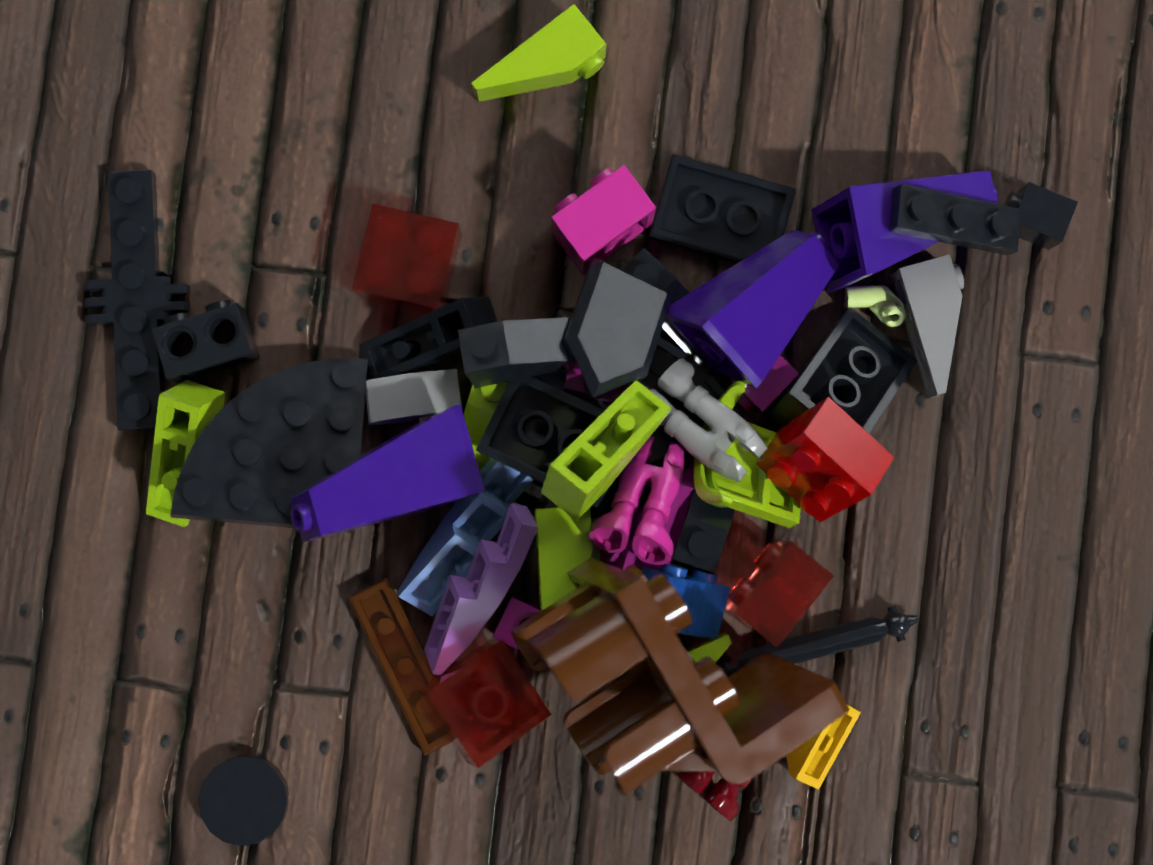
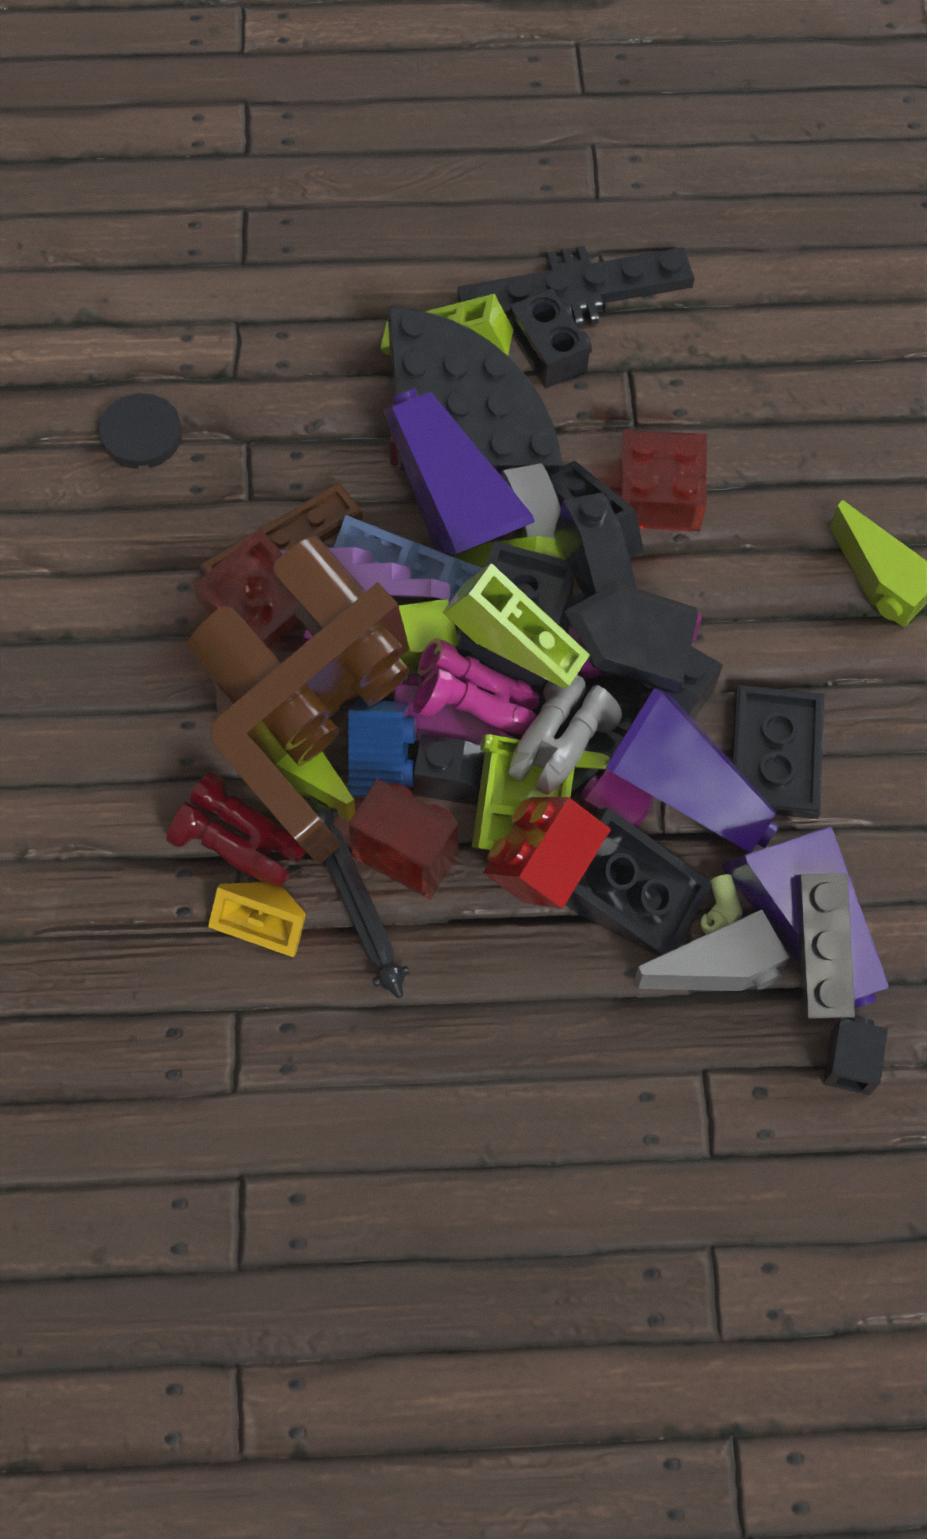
camera: 80 degrees right, 20 degrees down
(602, 217) = (742, 627): dark pink brick -> none

